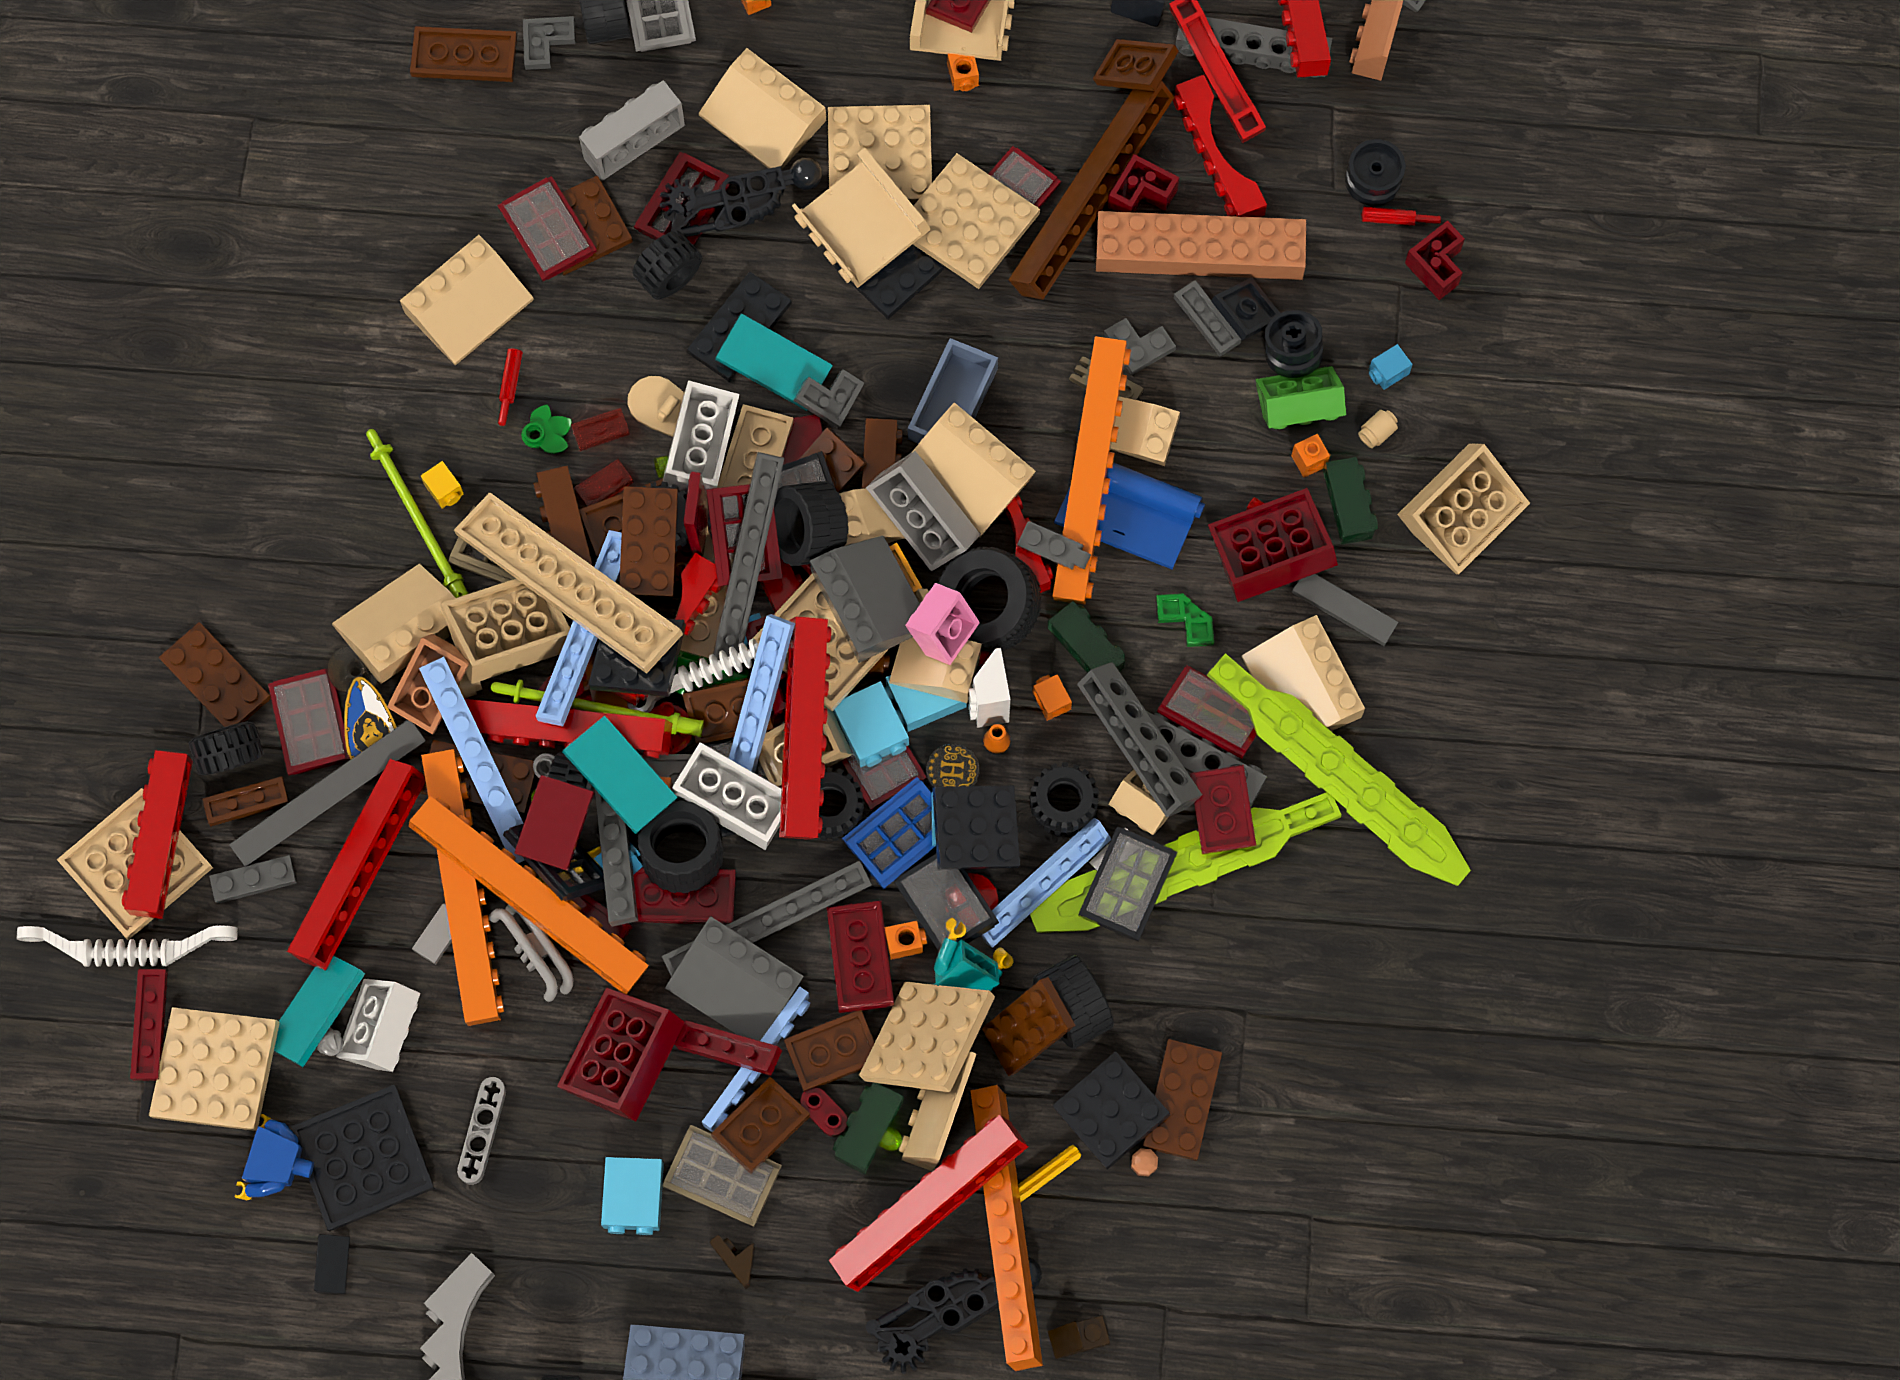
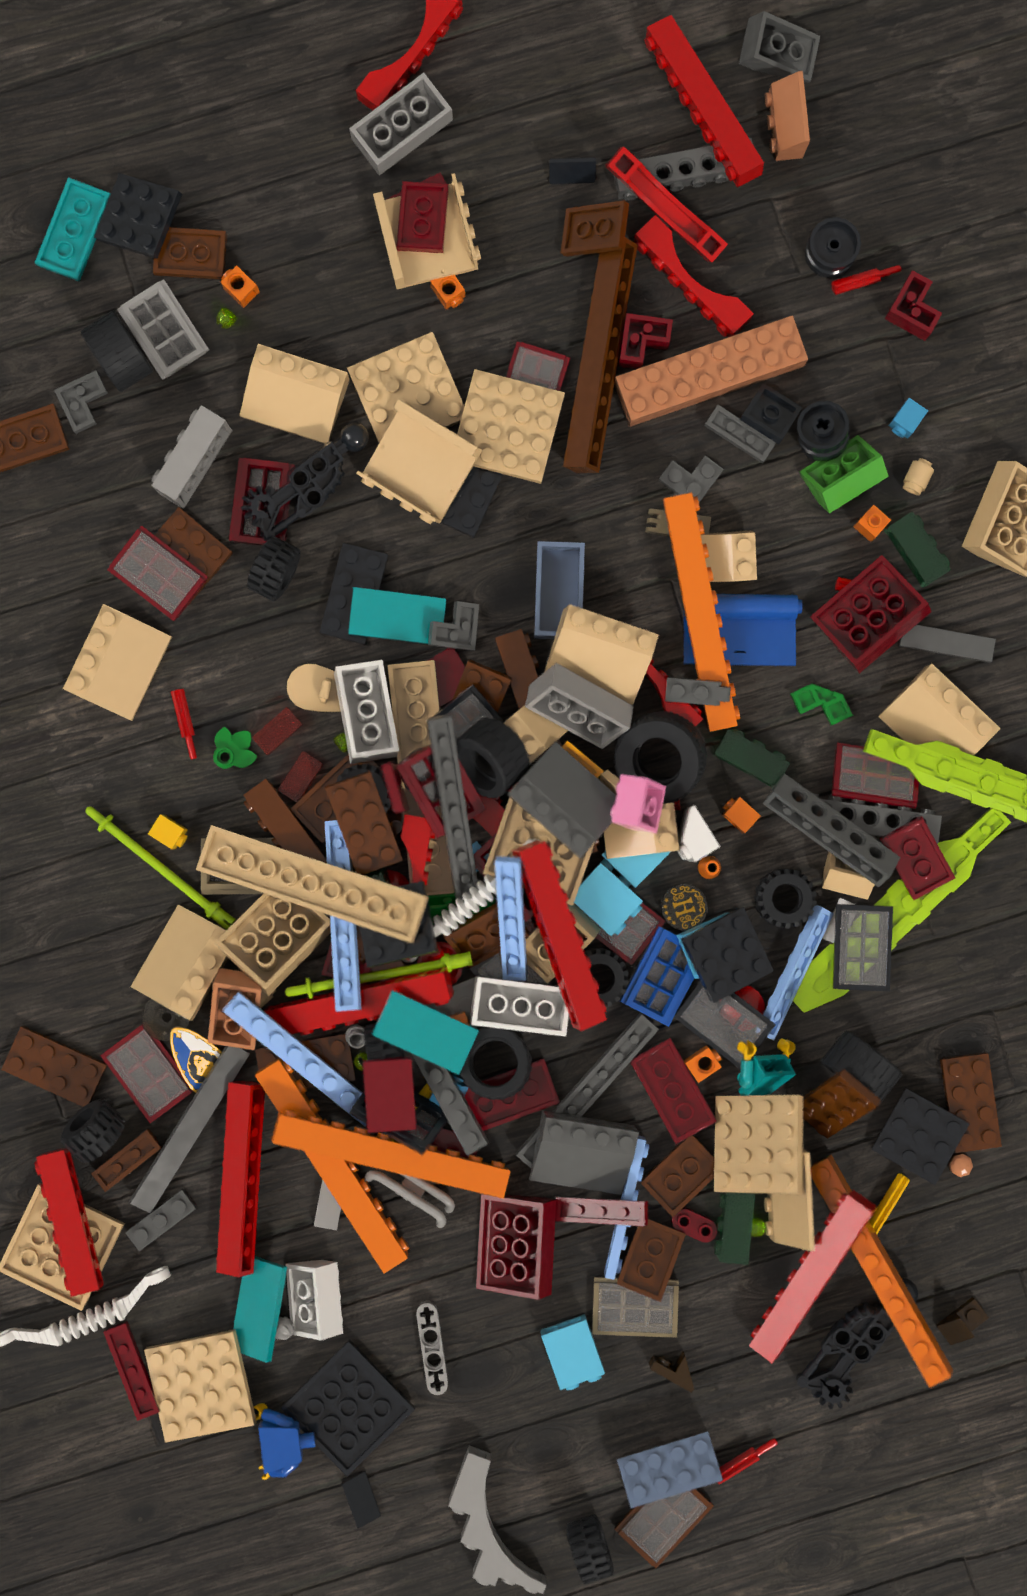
camera: 25 degrees left, 15 degrees up
(726, 16) = (225, 317): none -> clear neon green hinge

